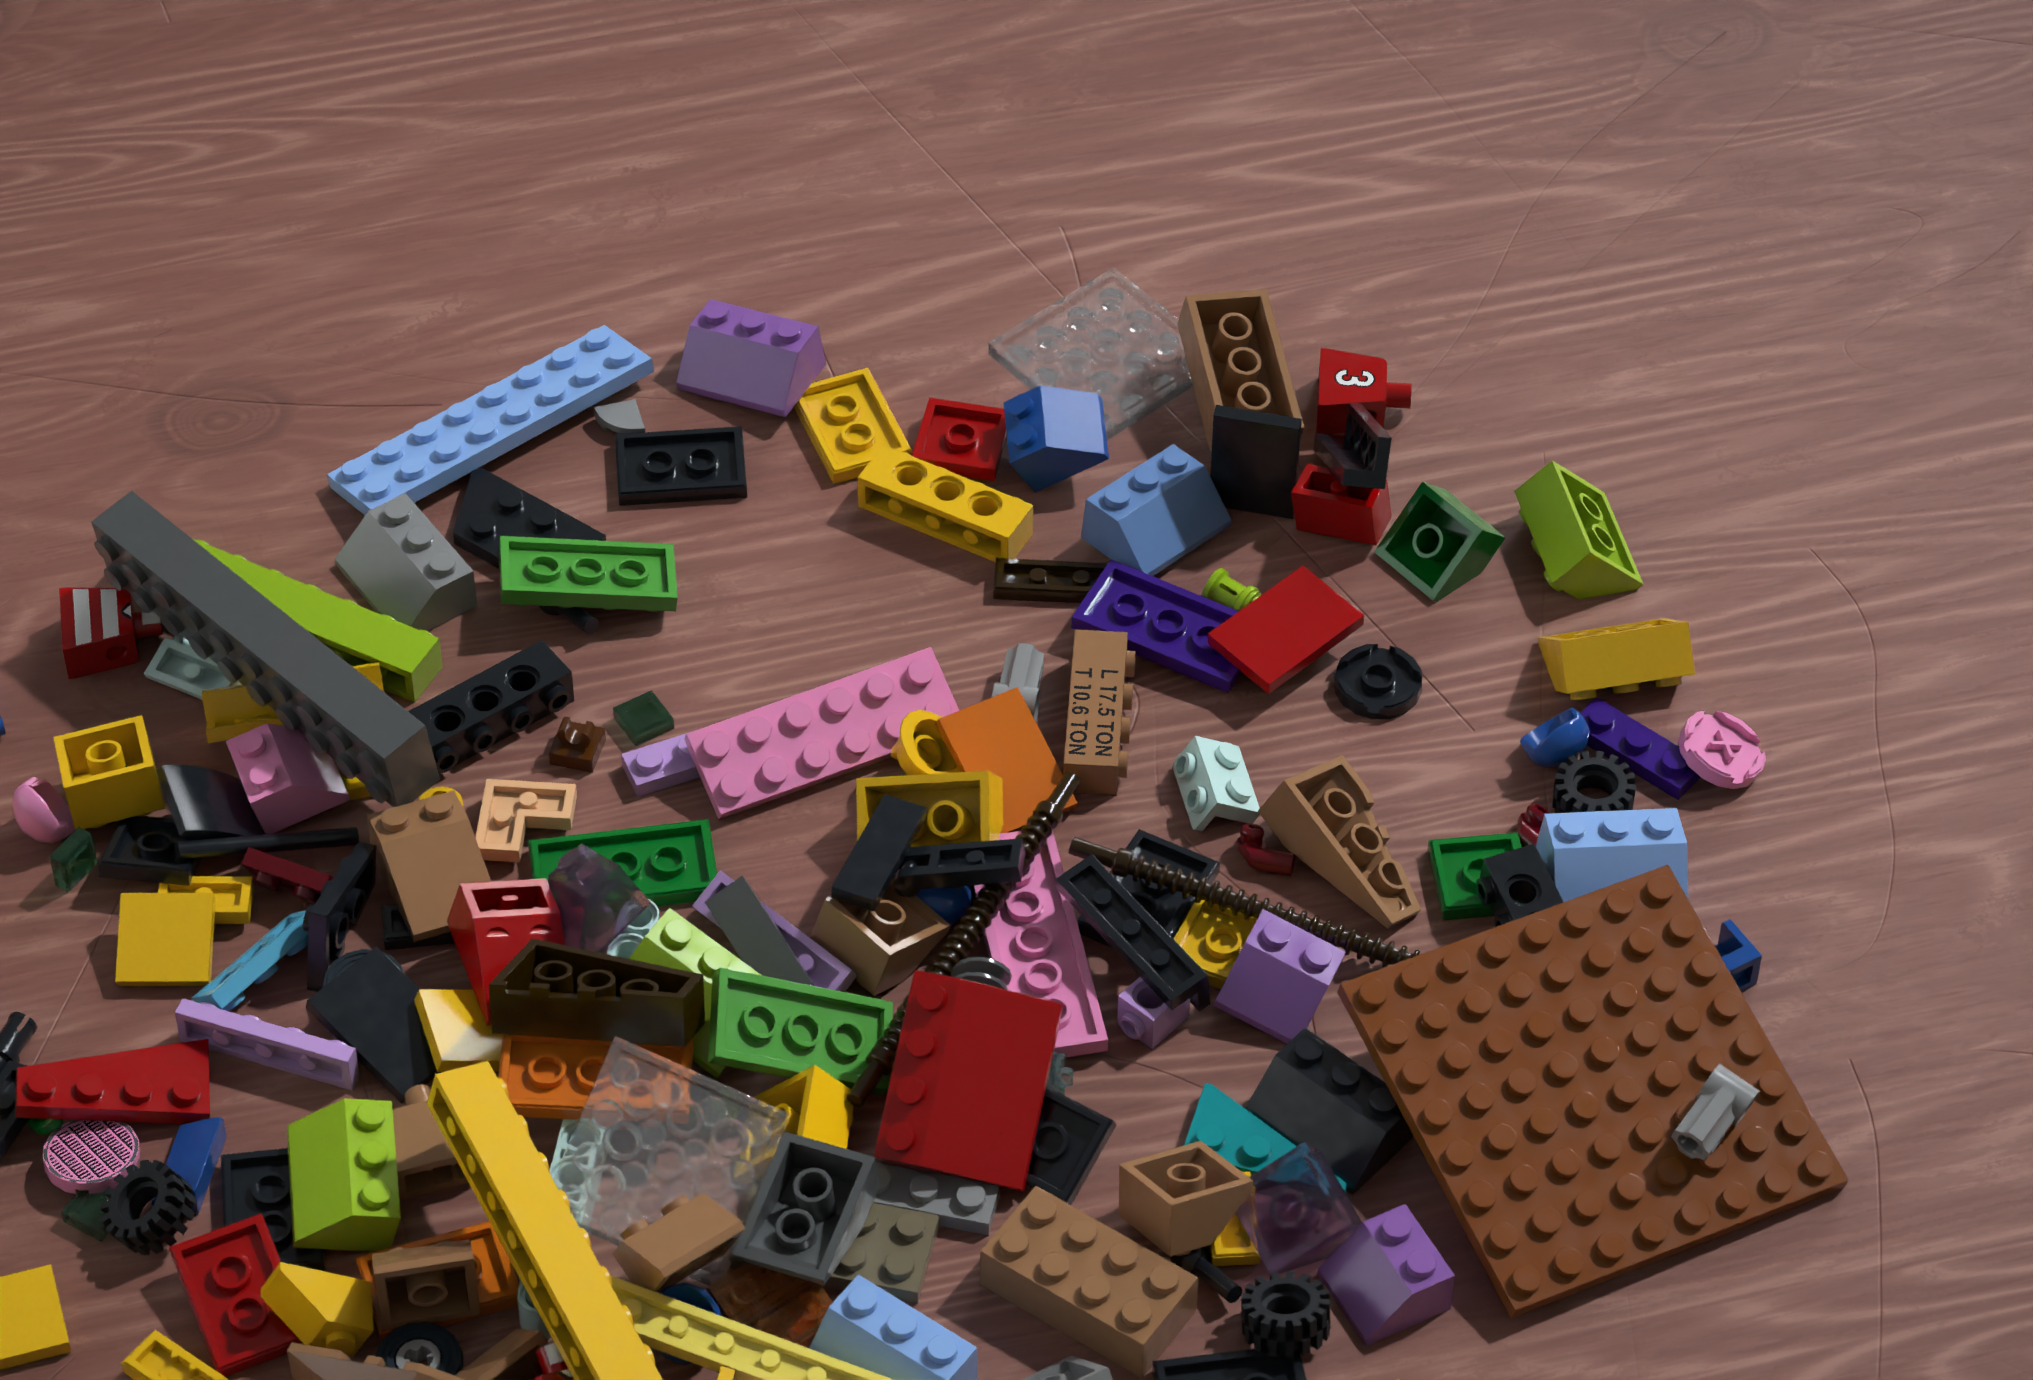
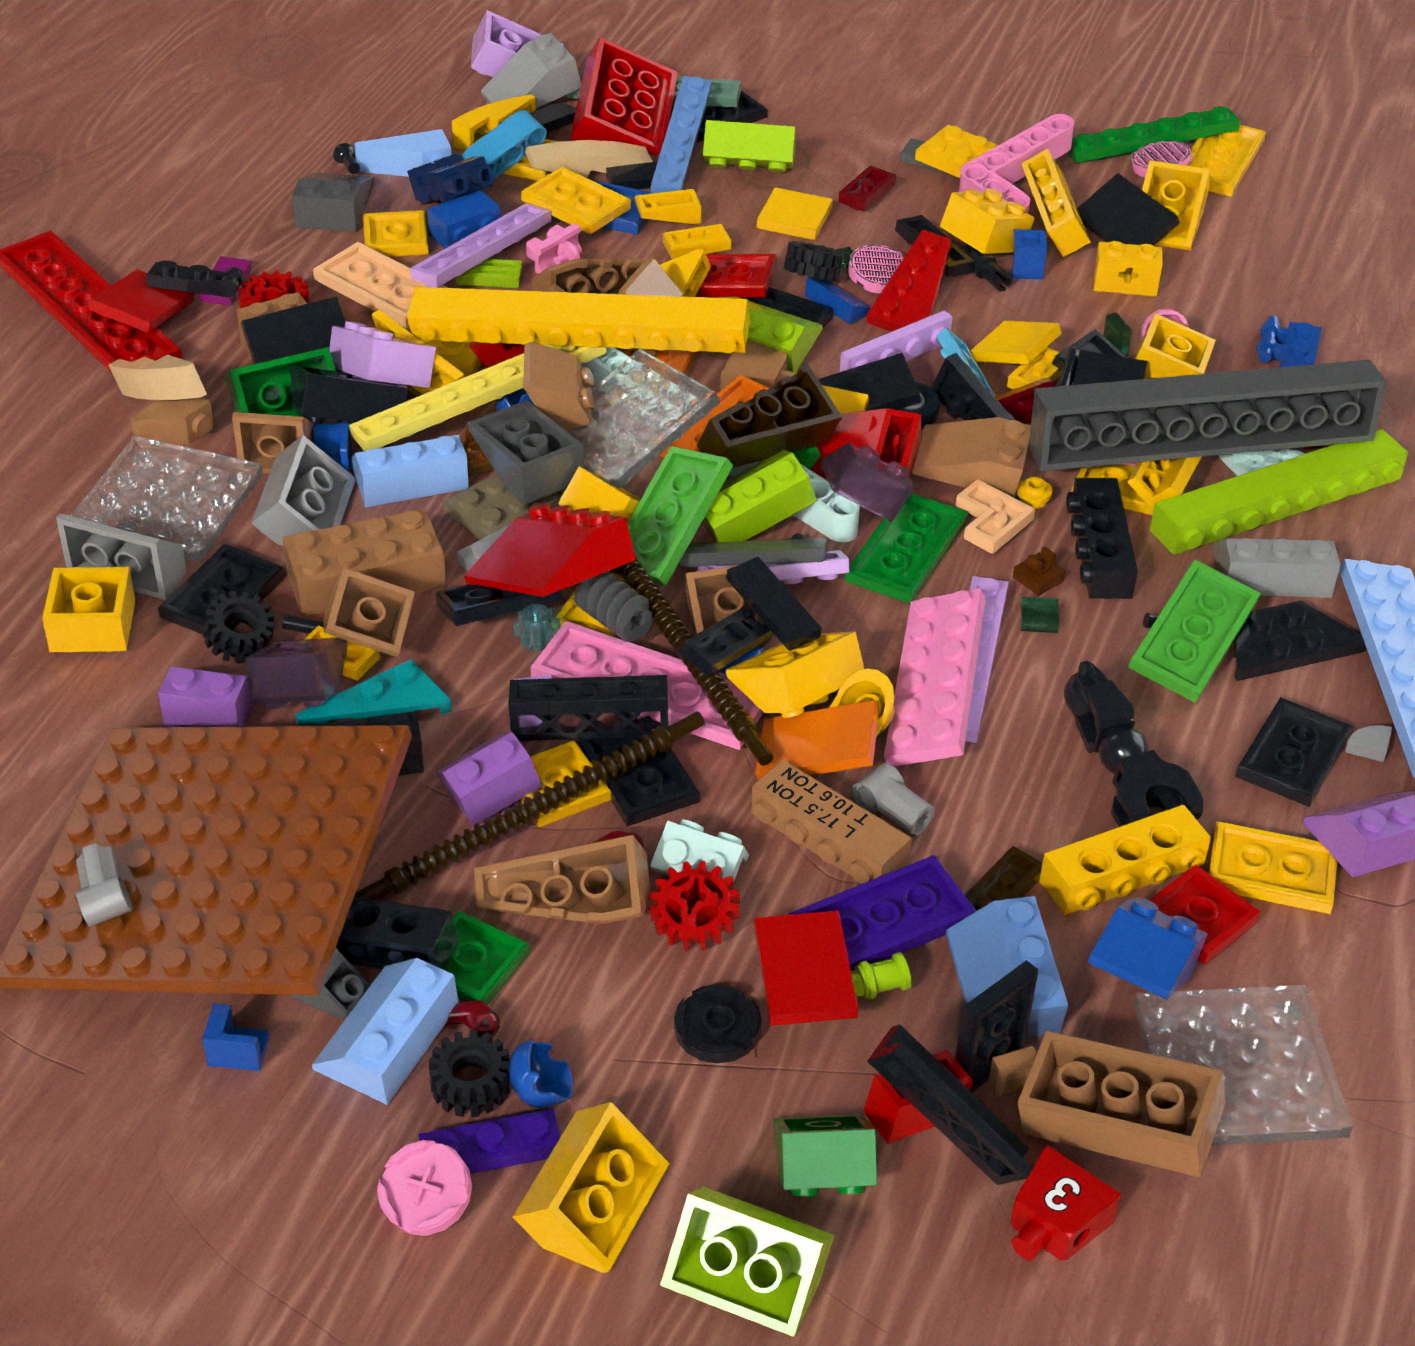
camera: 125 degrees right, 5 degrees down
(832, 536) = (1140, 775): none -> black piece
(1284, 741) = (707, 917): none -> red gear

